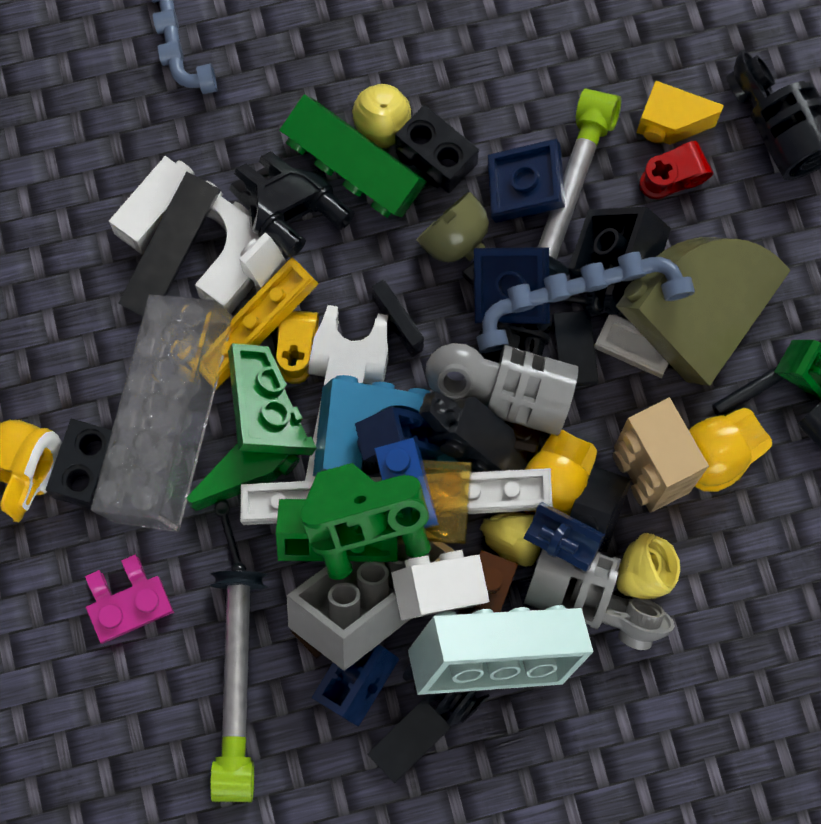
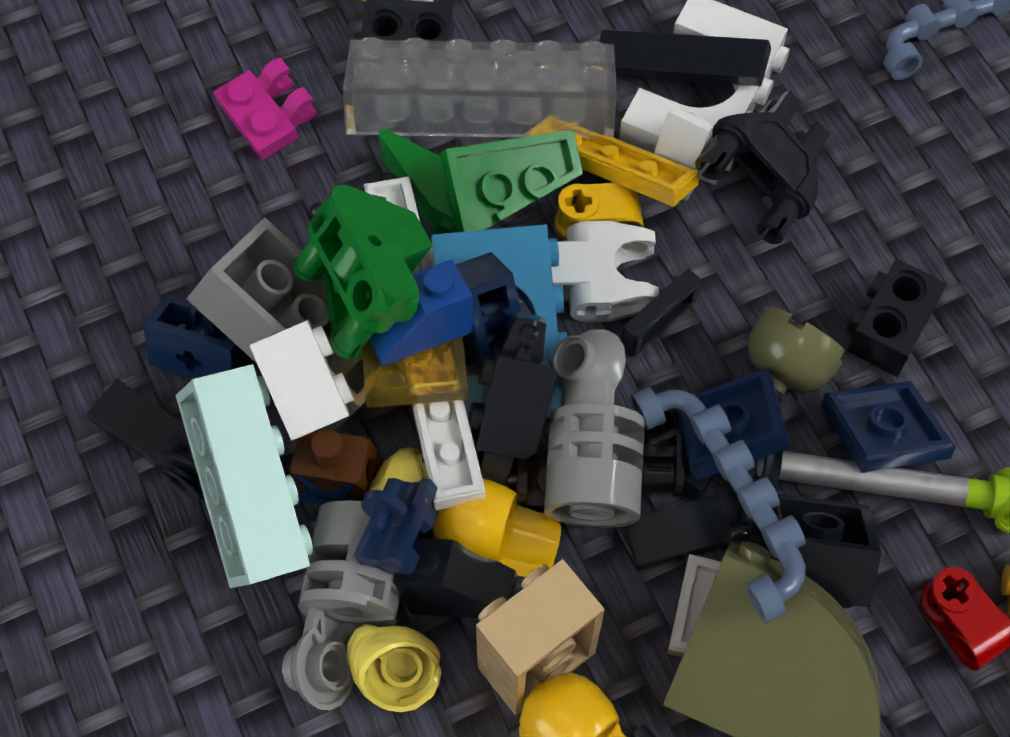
camera: 80 degrees right, 10 degrees down
(233, 772) = (78, 242): piece -> none
(352, 156) = (851, 222): green brick -> none
(381, 113) = (925, 244): light yellow hair -> none

